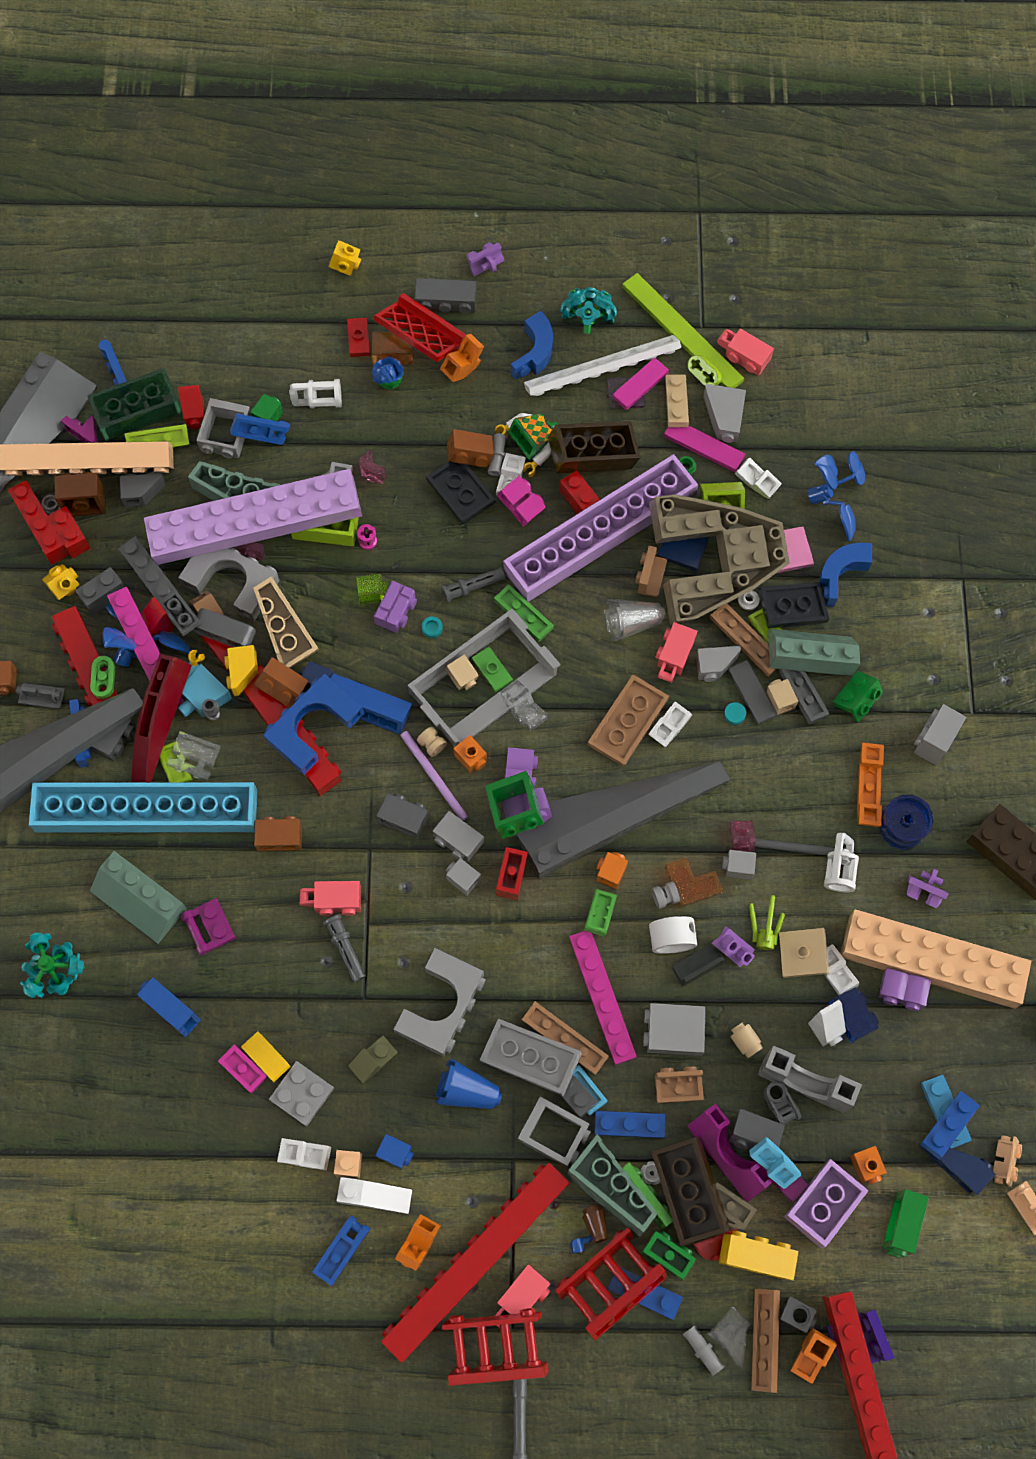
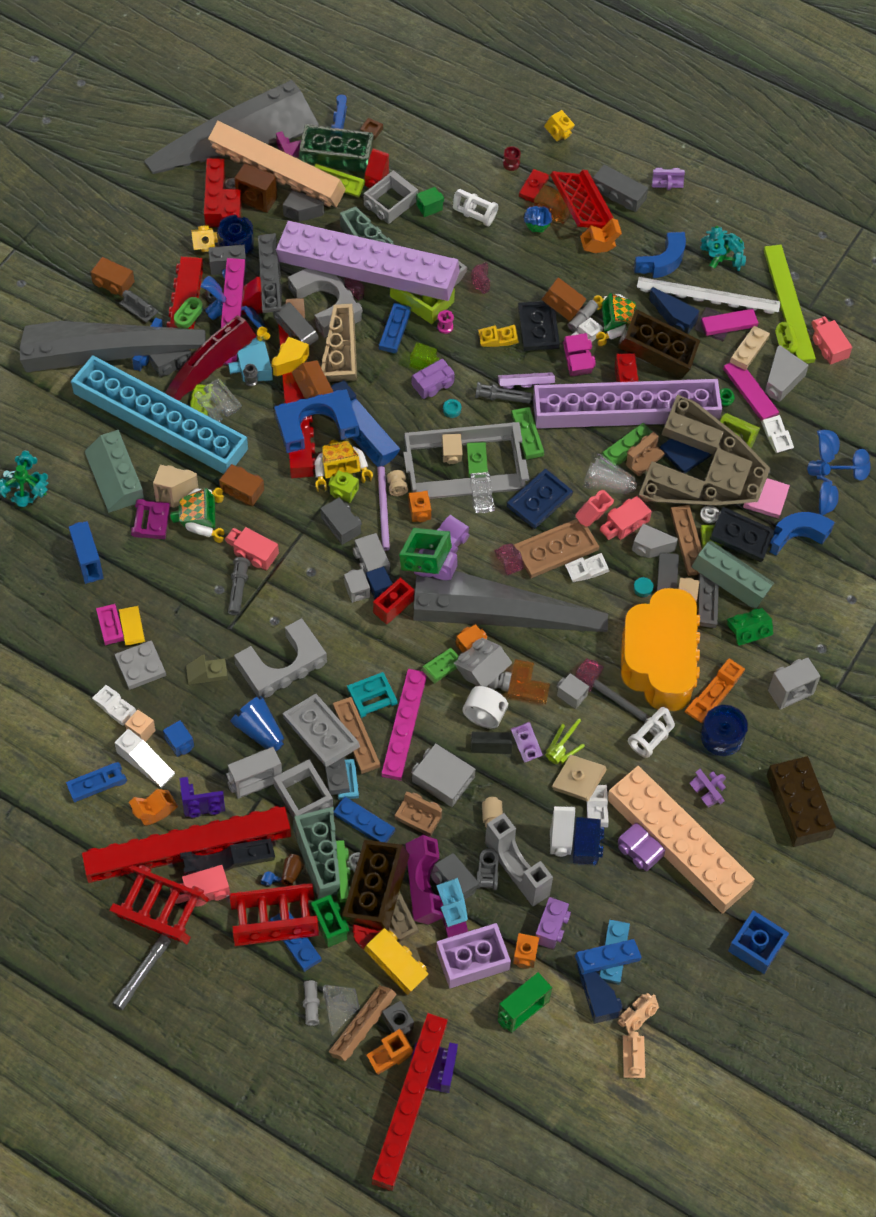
camera: 30 degrees right, 10 degrees down
(92, 557) = (236, 231): none -> clear blue brick
(154, 361) = (372, 126): none -> reddish brown plate
(212, 878) = (173, 484): none -> tan slope
(253, 891) = (198, 512): none -> torso
(259, 429) = (415, 208): blue plate -> none
(318, 319) = (511, 158): none -> dark red wheel
(321, 572) = (395, 328): none -> blue plate
(360, 751) = (340, 457): none -> torso
(382, 777) = (343, 486): none -> lime brick
(428, 523) = (498, 337): none -> yellow slope
(447, 1211) = (200, 804): none -> dark purple bracket
(484, 861) = (378, 581): none -> dark blue brick
(486, 555) = (526, 380): none -> lavender plate
(496, 1145) = (253, 772): none -> light grey window
(525, 1249) = (231, 857): none -> black piece
(546, 981) = (369, 689): none -> teal plate
(580, 677) = (539, 498): none -> dark blue plate
(585, 402) = (674, 311): none -> dark blue slope
(591, 758) = (510, 558): none -> clear pink bracket
(626, 570) = (618, 452): none -> bright green plate
(643, 659) = (594, 508): none -> coral brick
(643, 890) = (482, 662): none -> light grey brick
(799, 772) = (662, 649): none -> light orange brick
(874, 1121) = (551, 923): none -> medium lavender brick

